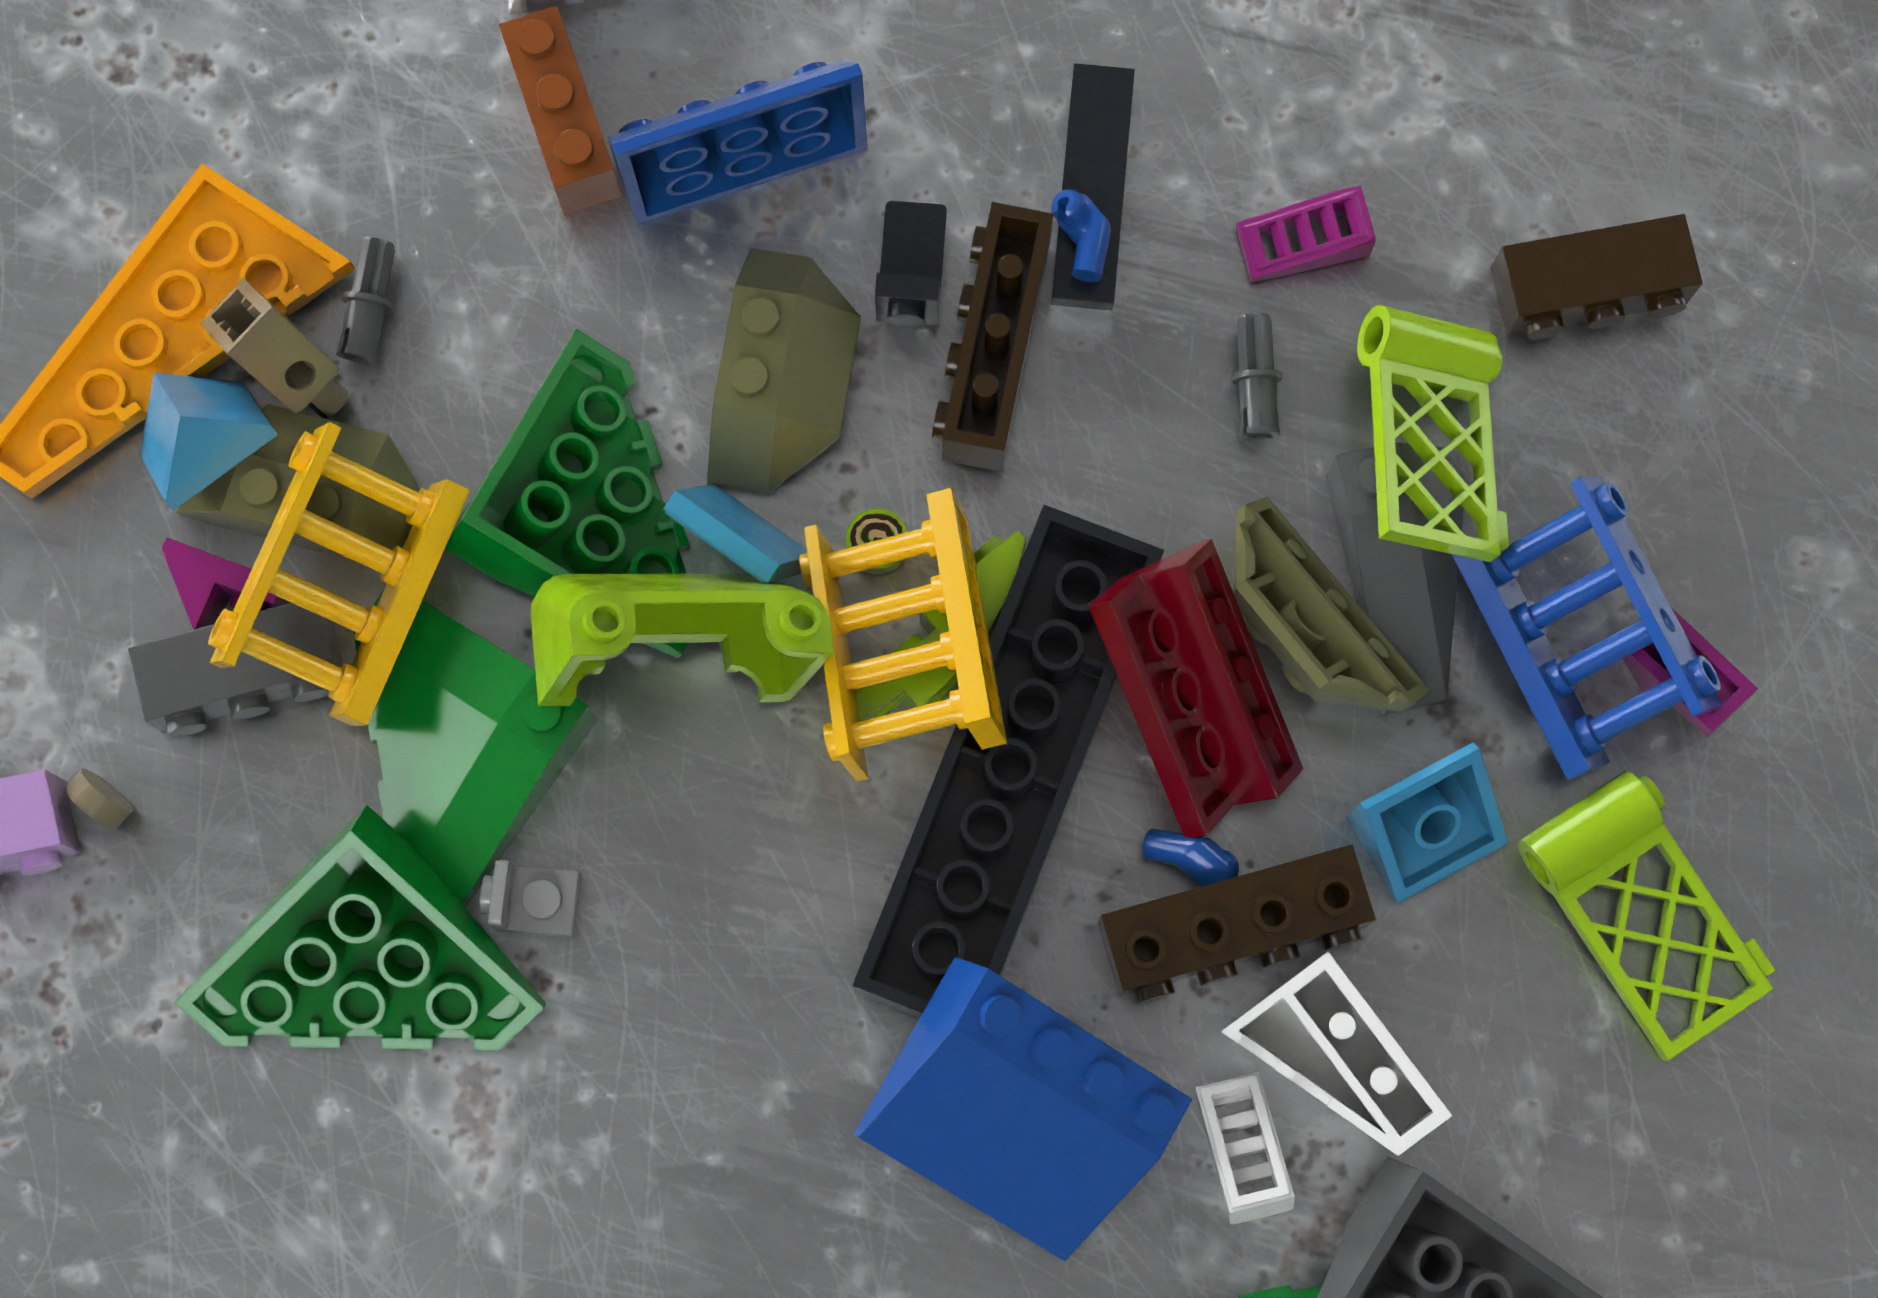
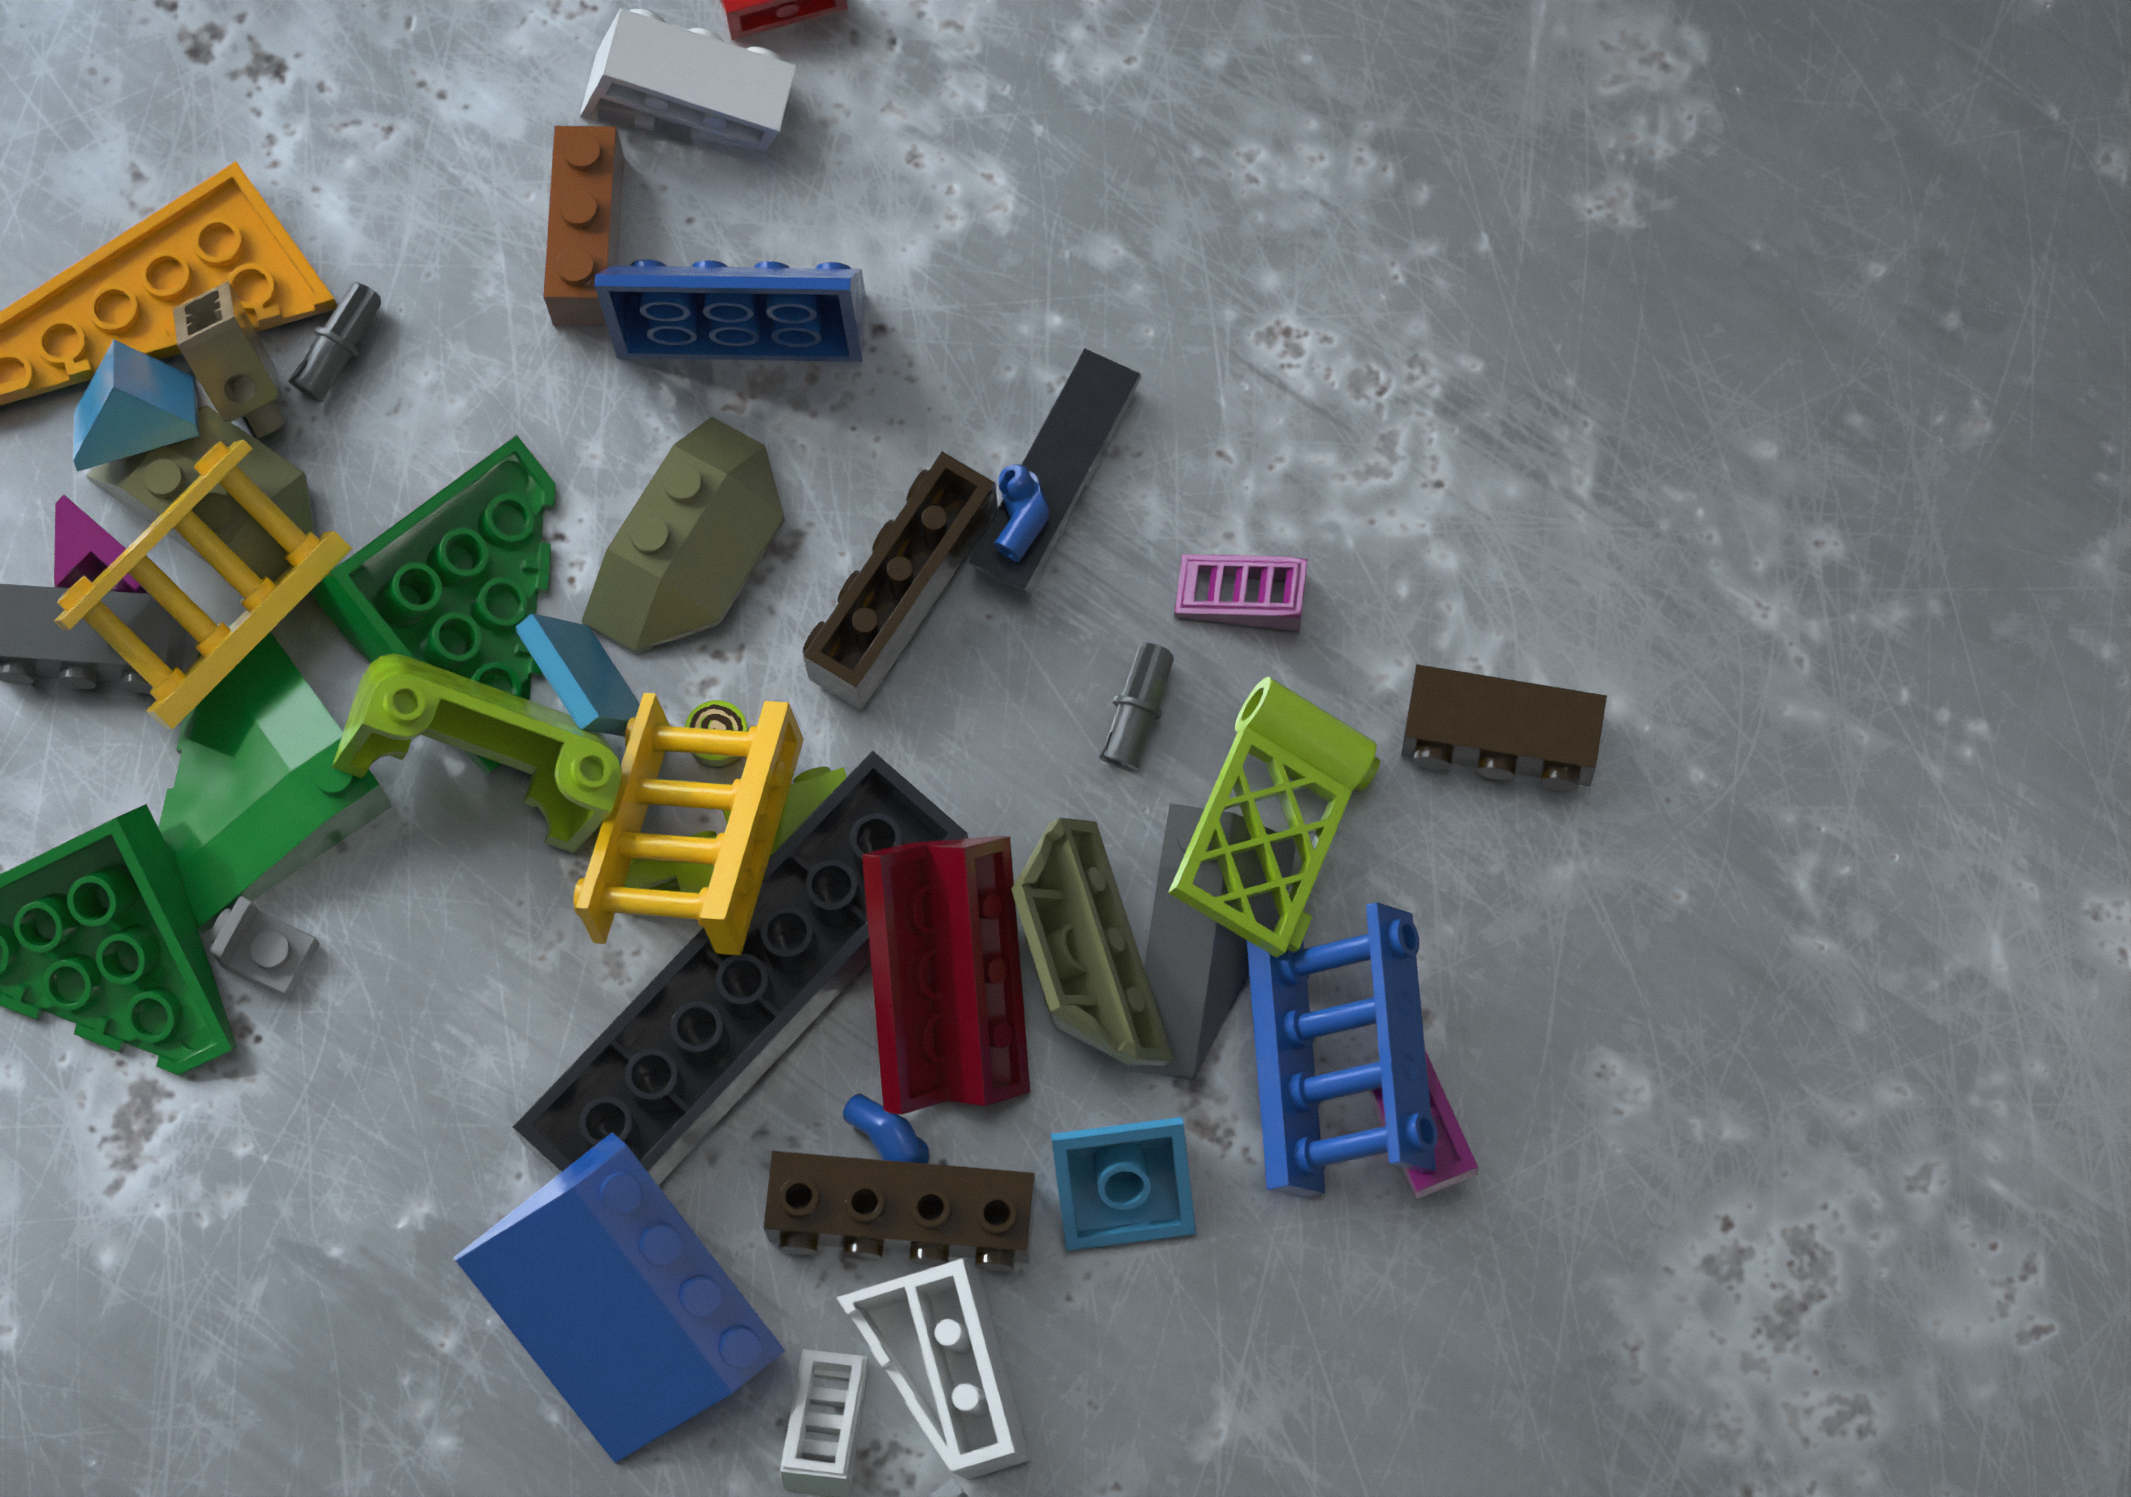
camera: 25 degrees right, 5 degrees down
(911, 264) = (853, 486): black bracket -> none
(1598, 840) = (1280, 1259): lime piece -> none

